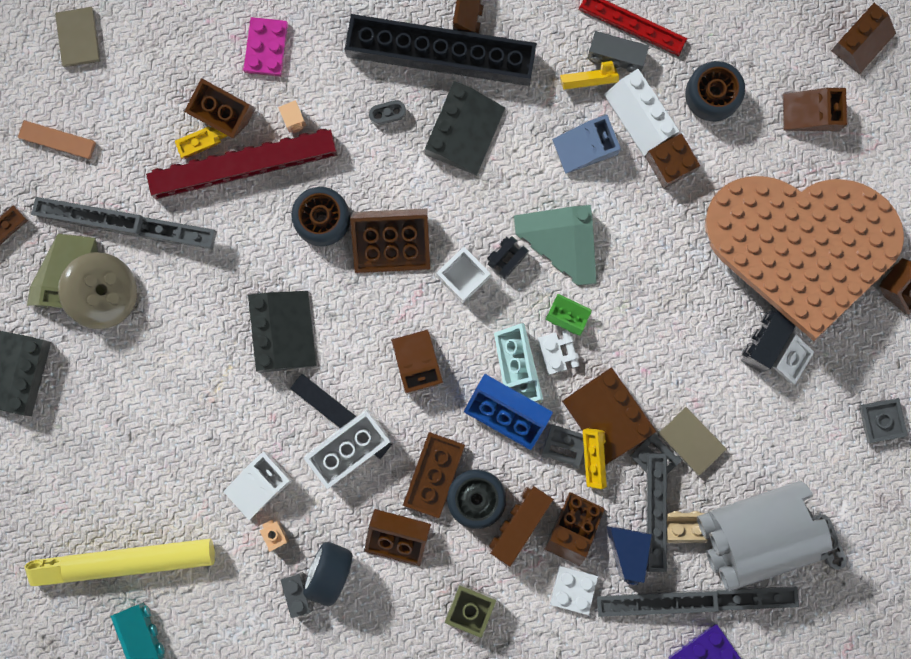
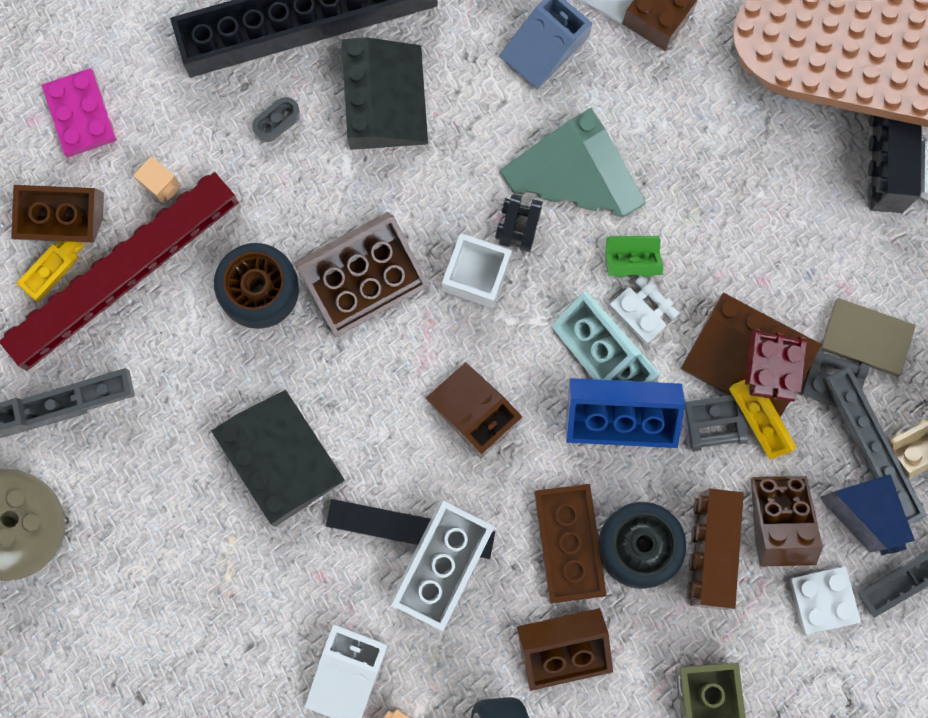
camera: 30 degrees left, 5 degrees down
(617, 430) = (774, 367): none -> plate

